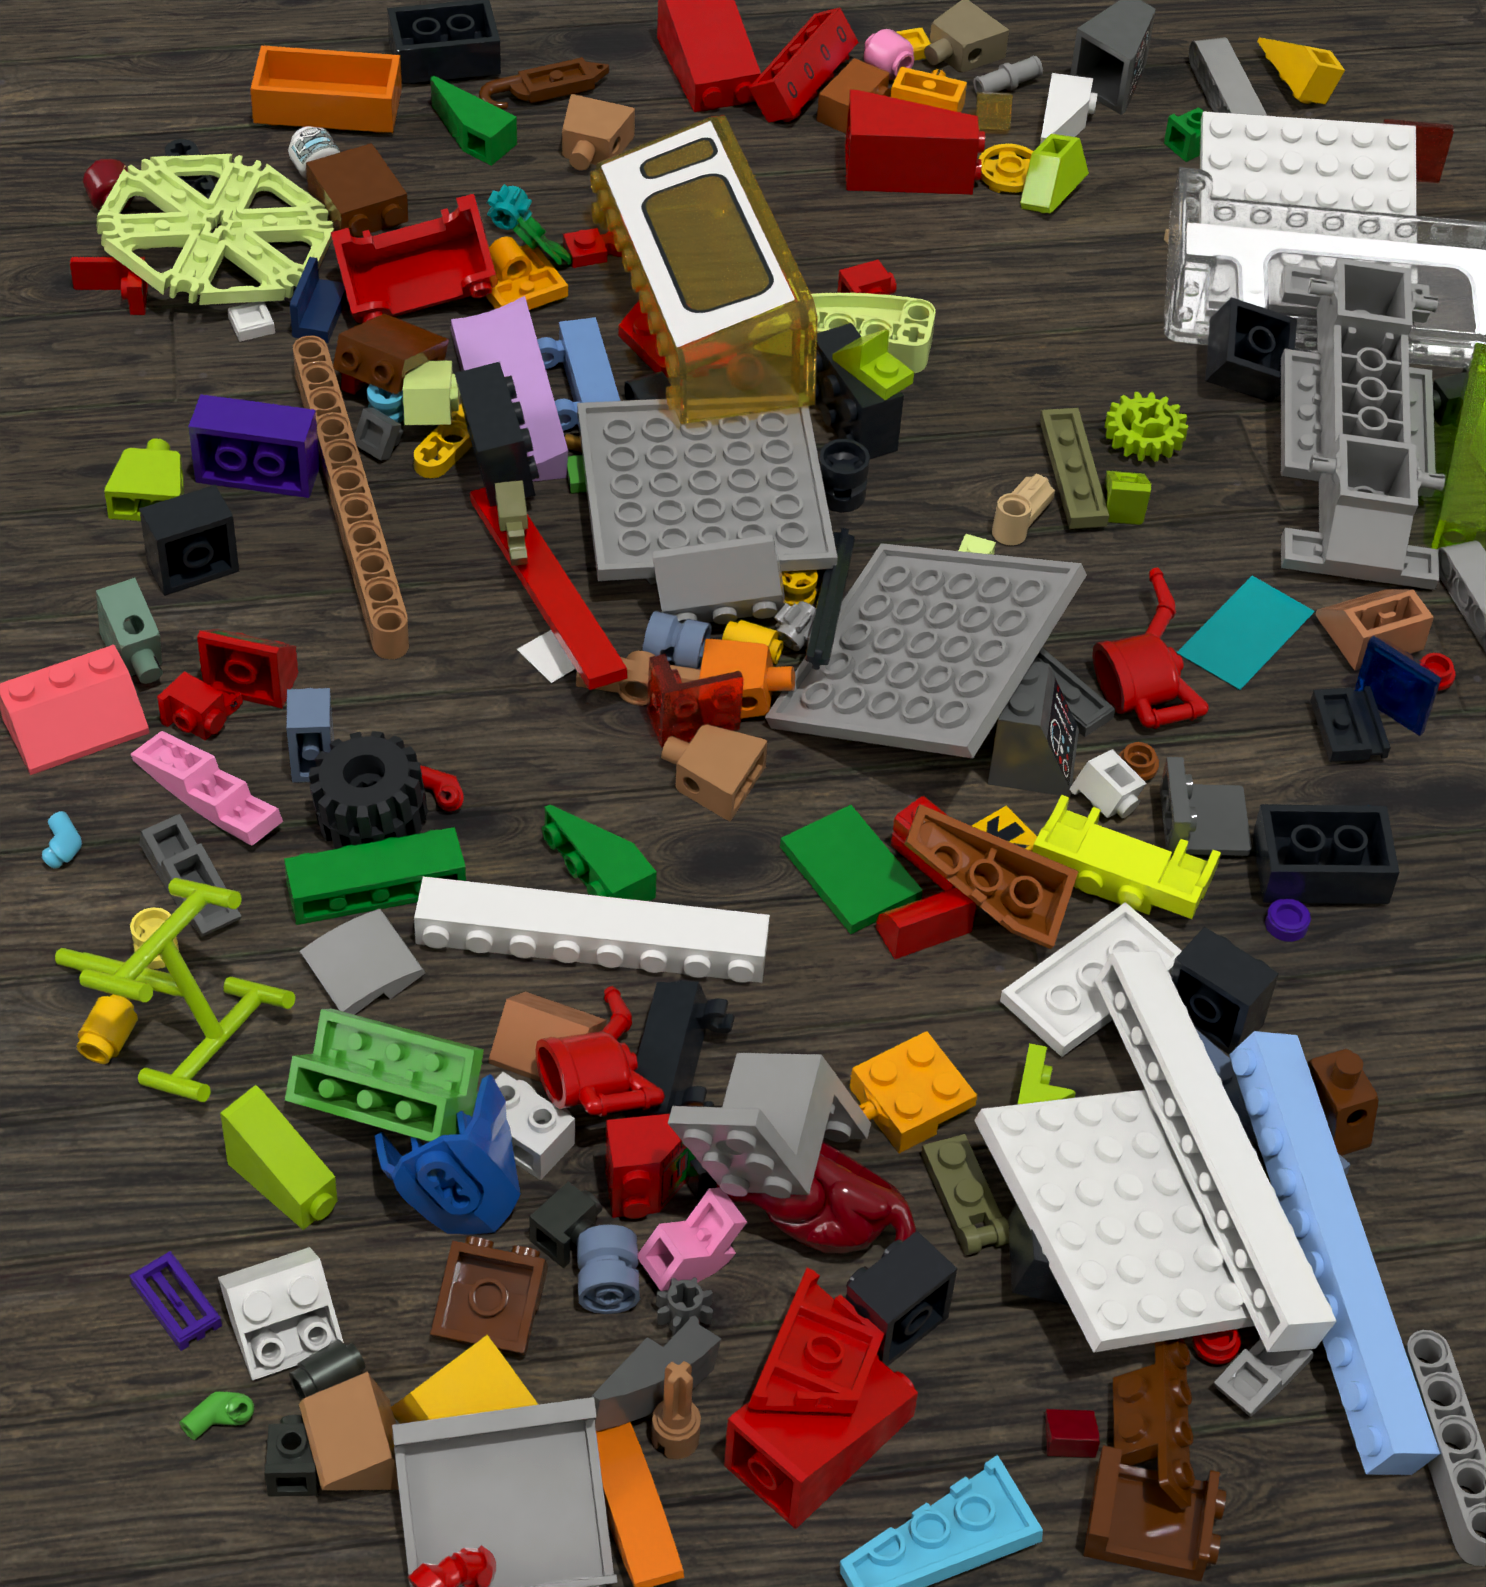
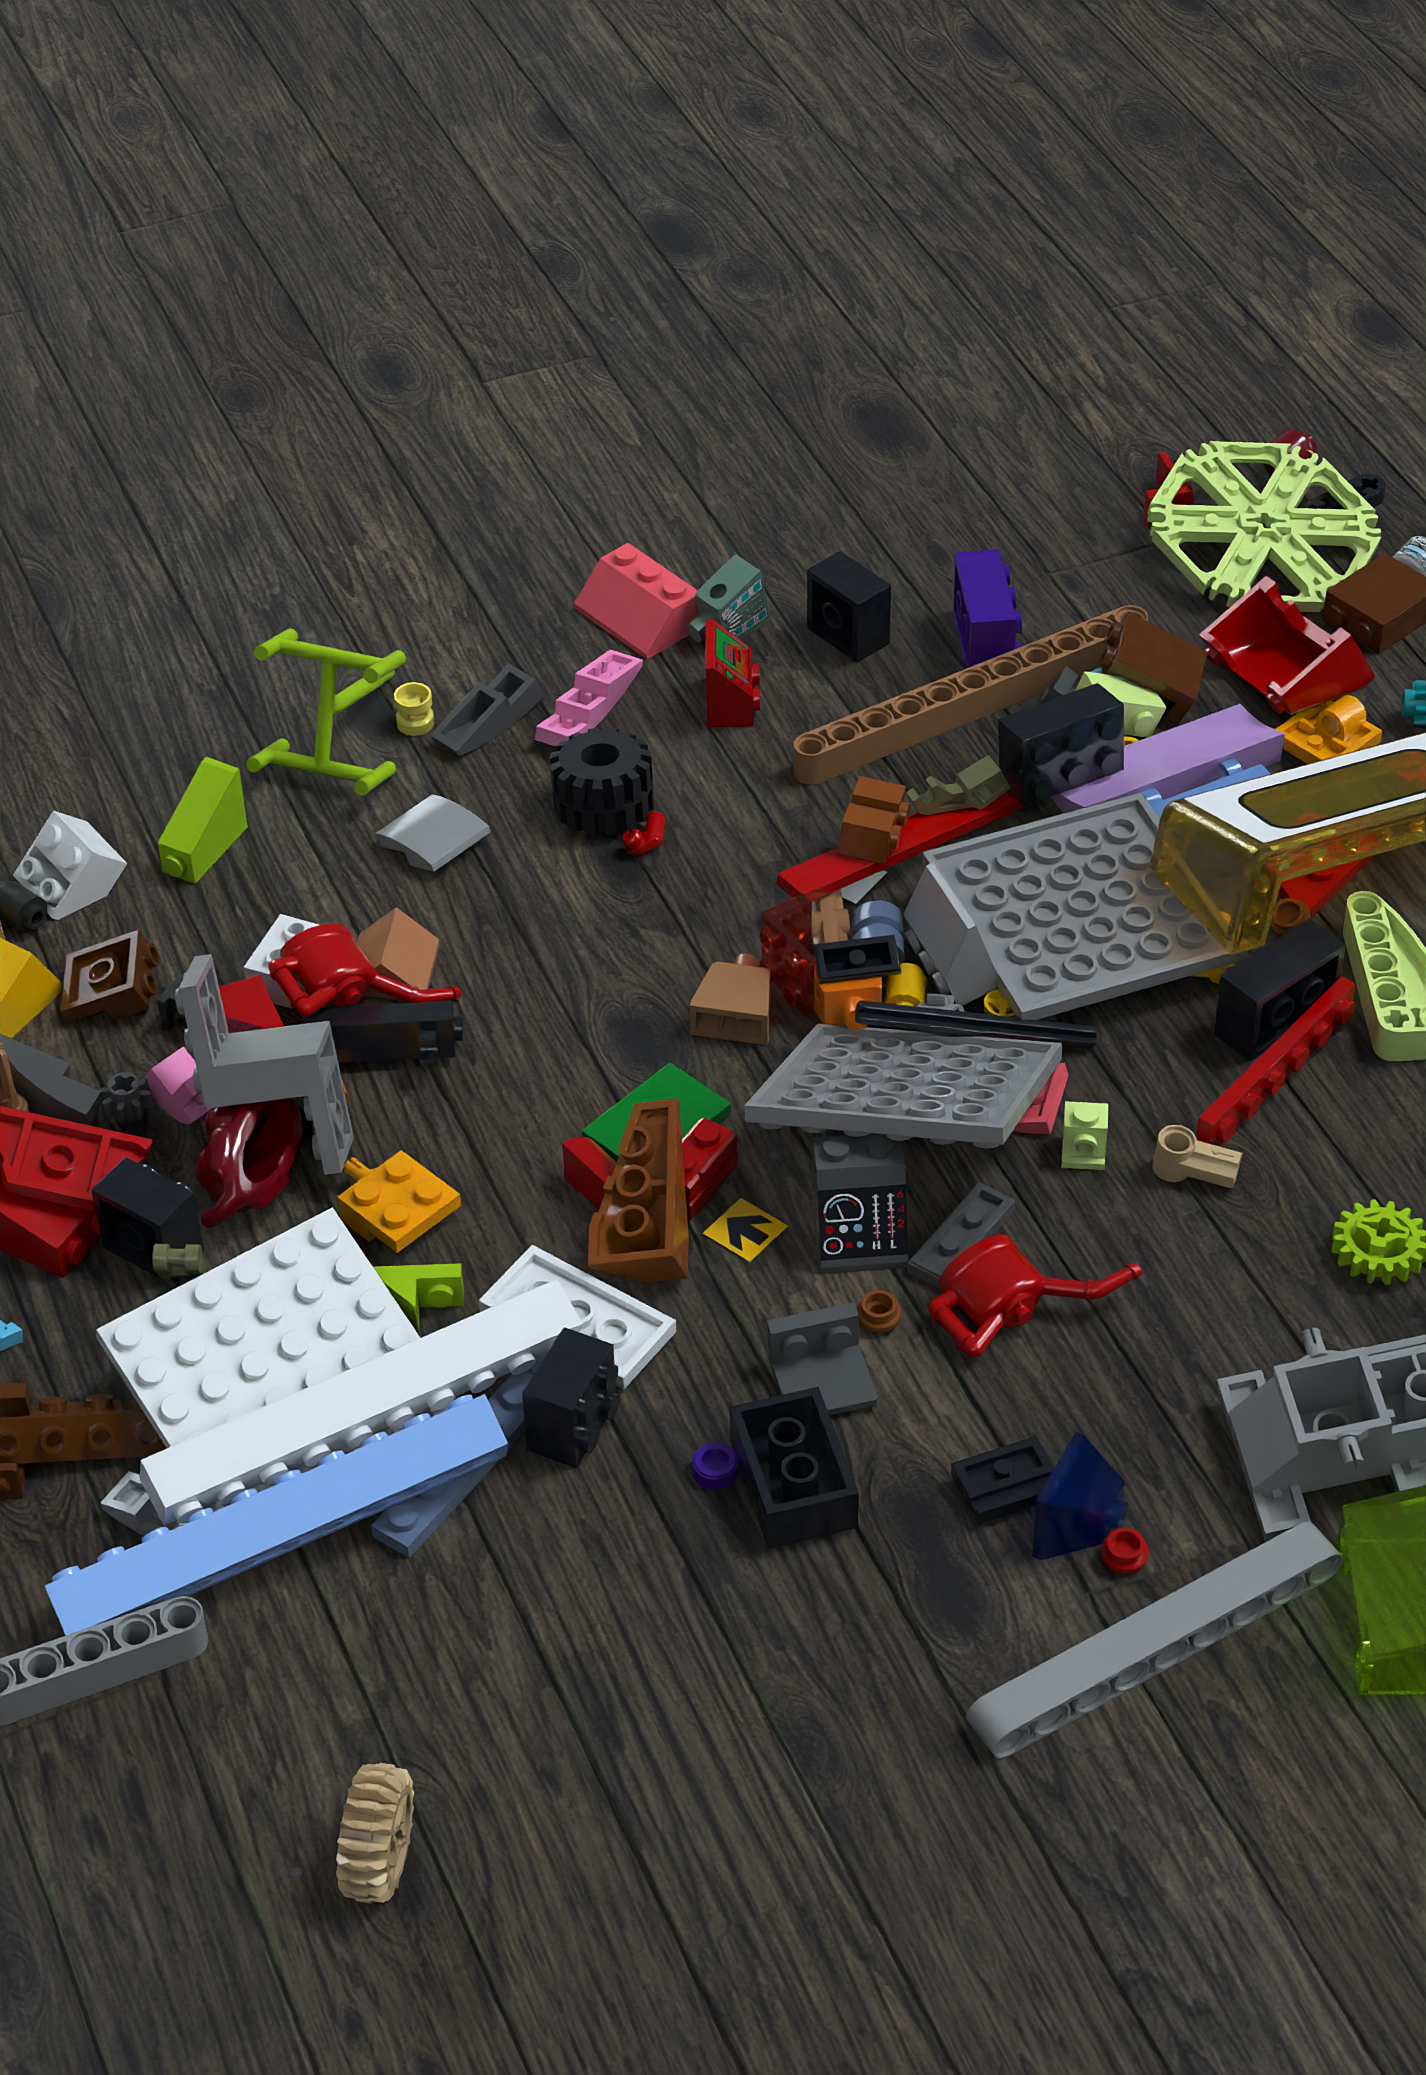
camera: 80 degrees right, 5 degrees down
(64, 843) = (501, 640): medium azure arm -> none
(106, 1028) = (303, 709): yellow brick -> none
(143, 479) = (918, 576): lime torso -> none
(192, 706) = (671, 666): red brick -> none
(194, 1328) = (92, 811): dark purple tile -> none
(232, 702) = (694, 691): red piece -> none
(251, 320) = (1171, 588): white tile -> none
(308, 728) = (656, 719): sand blue brick -> none
(316, 304) = (1201, 605): dark blue panel -> none
(370, 874) = (526, 816): green brick -> none
(386, 1076) = (283, 859): bright green brick -> none
(462, 1179) = (215, 910): blue piece -> none
(533, 235) = (1376, 724): green plate -> none
(542, 593) = (873, 820): none -> dark orange brick
(591, 929) = (512, 964): white brick -> none
(599, 858) = (587, 953): green slope -> none
(608, 1269) = (163, 1035): sand blue wheel -> none
(729, 647) = (856, 959): none -> black slope
(844, 474) = (1163, 1010): black wheel -> none
(874, 365) = (1278, 967): lime slope -> none
(950, 452) = (1277, 1063): none -> red plate
(996, 1269) = (175, 1263): none -> olive plate
(1071, 1433) = (60, 1377): dark red slope -> none
(1074, 468) = (1285, 1194): olive plate -> none
(1110, 784) = (829, 1273): white brick -> none
(1123, 866) = (714, 1308): neon yellow bracket -> none
(1127, 496) = (1261, 1233): lime slope -> none
(1245, 632) = (1120, 1384): teal sticker -> none
(1346, 1099) = (469, 1516): reddish brown torso -> none
(1387, 614) = (1163, 1478): nougat slope -> none

